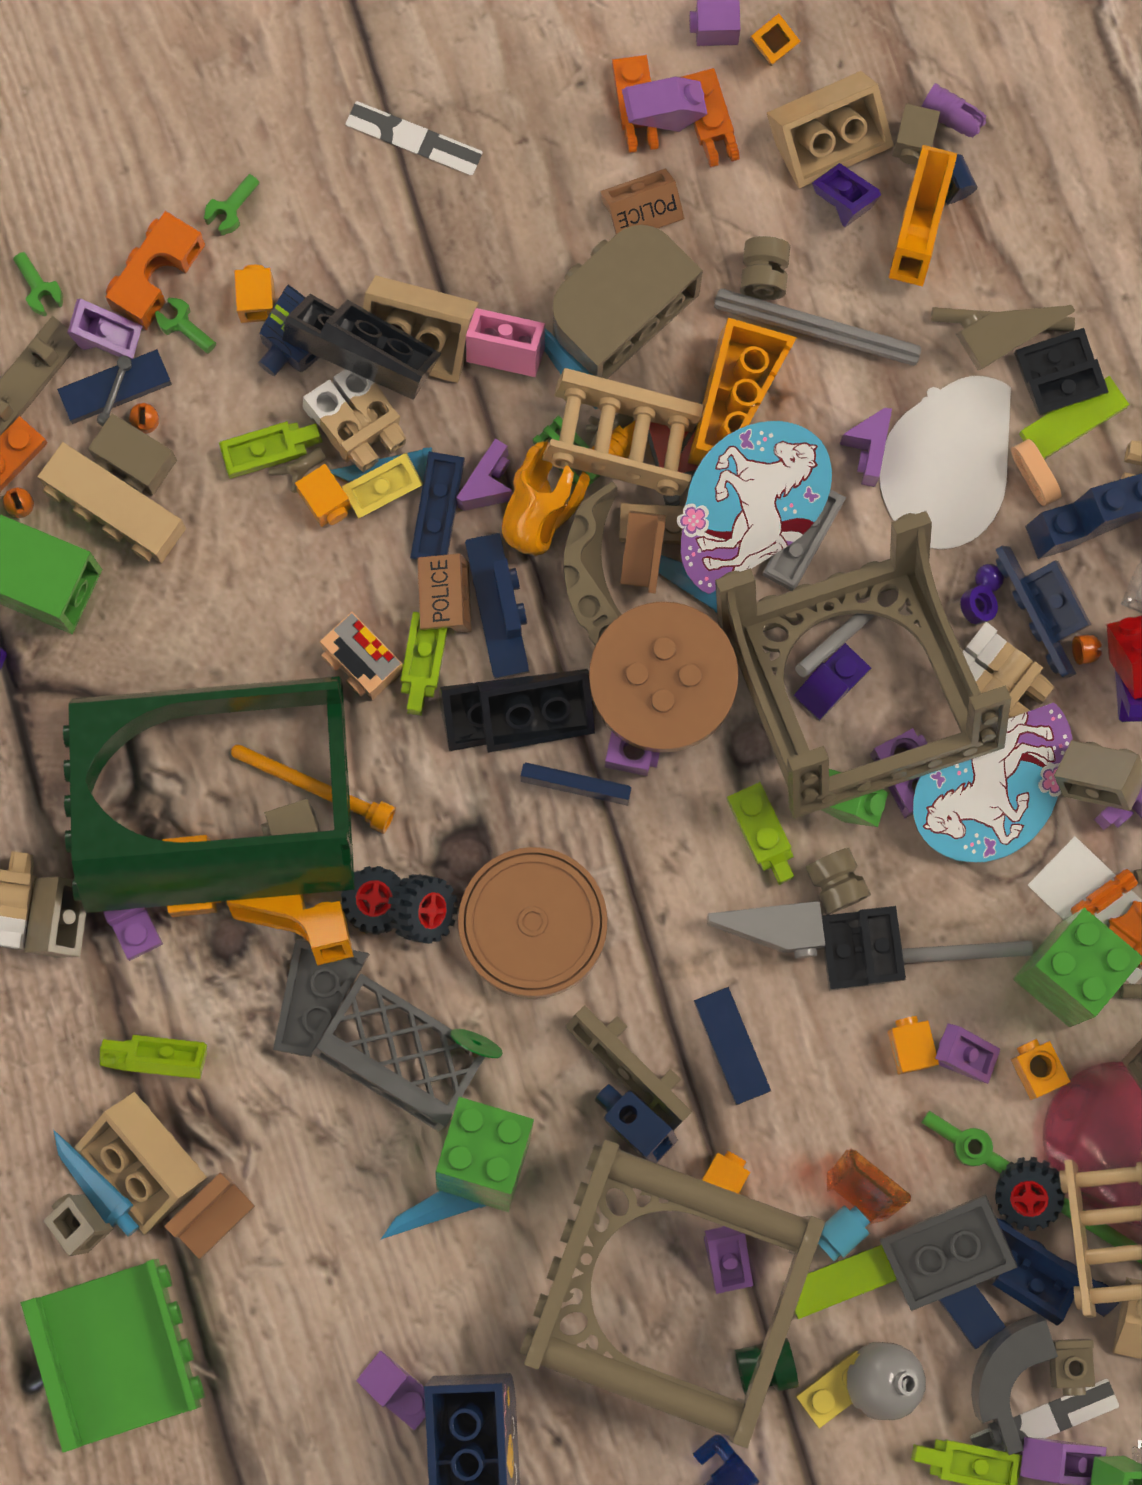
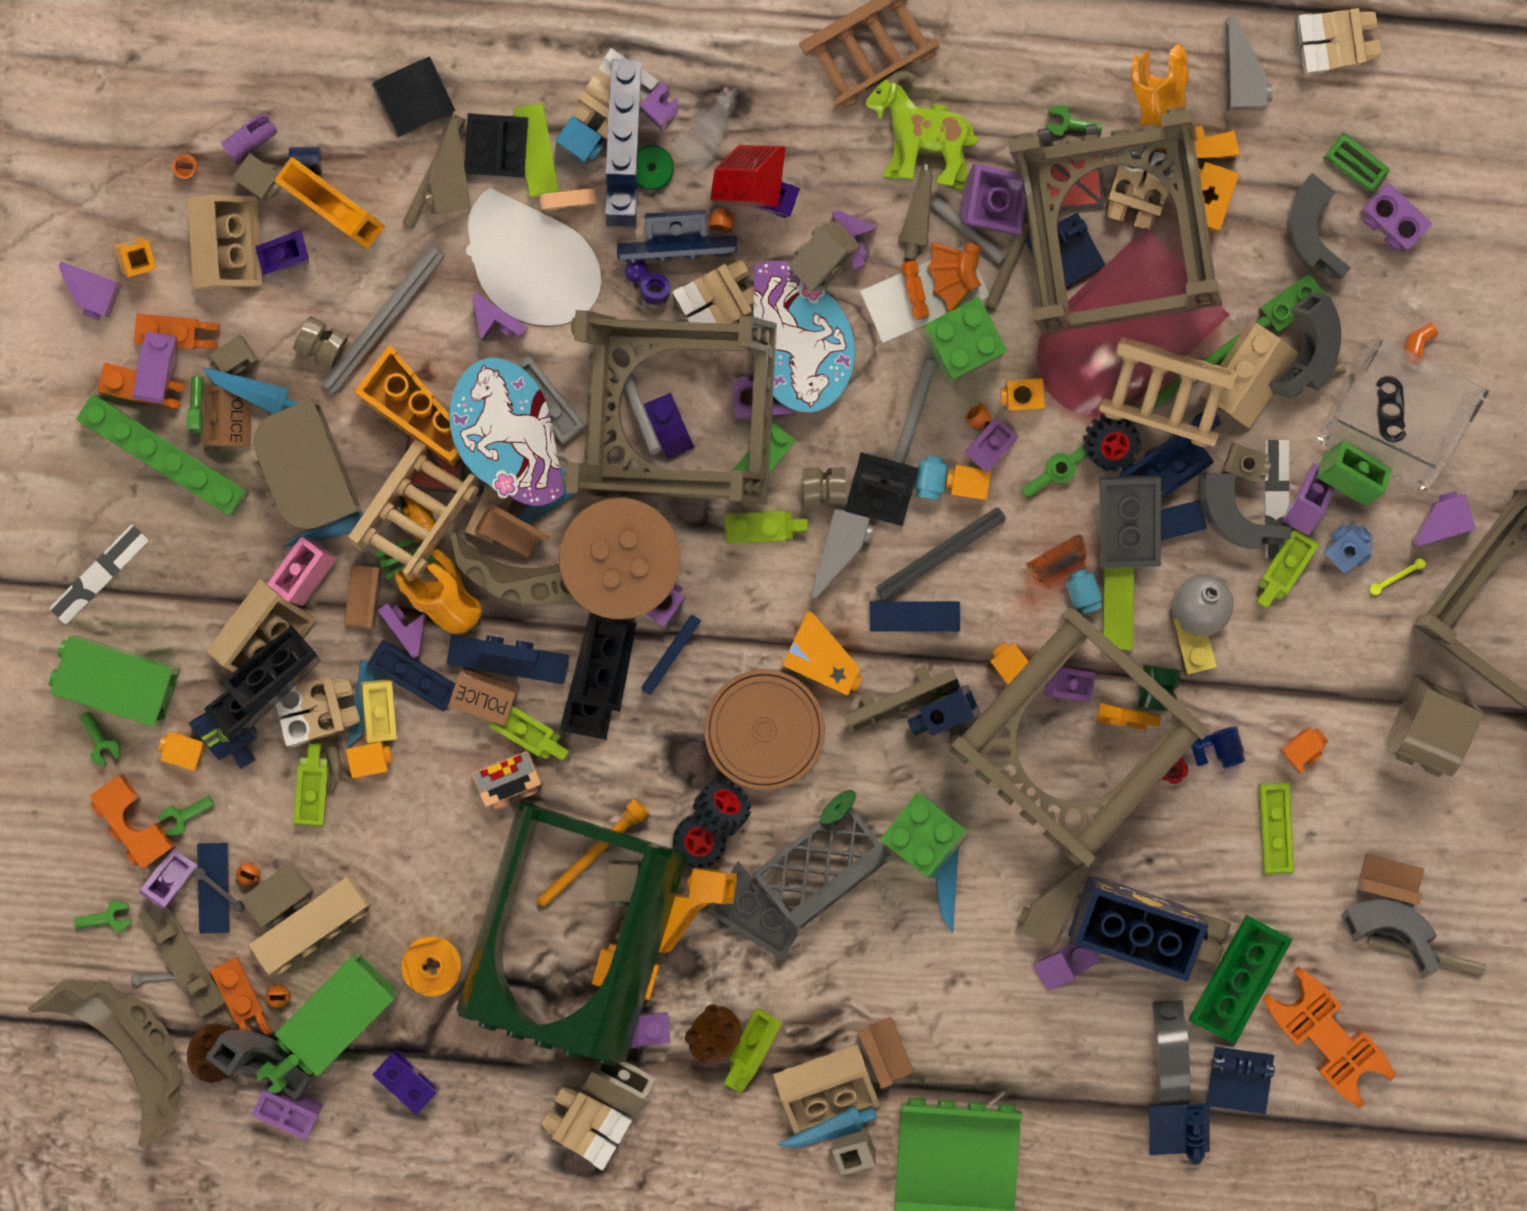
camera: 70 degrees left, 10 degrees up
(118, 634) = (422, 980): none -> light orange plate
(155, 1005) = (724, 1025): none -> reddish brown plate
(303, 189) = (114, 680): none -> bright green brick
(452, 1344) = (1050, 910): none -> dark tan slope
(504, 422) = (363, 596): none -> medium nougat panel
(571, 150) = (162, 455): none -> bright green arch
(627, 167) = (195, 414): none -> bright green bar
(641, 955) = (822, 658): none -> light orange slope
(677, 1436) = (1181, 771): none -> red plate
(681, 217) = (264, 395): none -> dark azure bar
(709, 183) = (233, 356): none -> dark tan brick
(716, 1332) = (1120, 716): none -> light orange hinge
(817, 1047) = (940, 553): none -> dark grey axle
(899, 1000) = (931, 478): none -> medium azure brick
(902, 55) = (184, 172): none -> orange hinge
(992, 1026) = (977, 417): none -> orange hinge
(1074, 265) = (413, 97): none -> black slope
(1106, 457) = (580, 140): none -> dark azure brick
(1109, 565) = (664, 167): none -> green piece

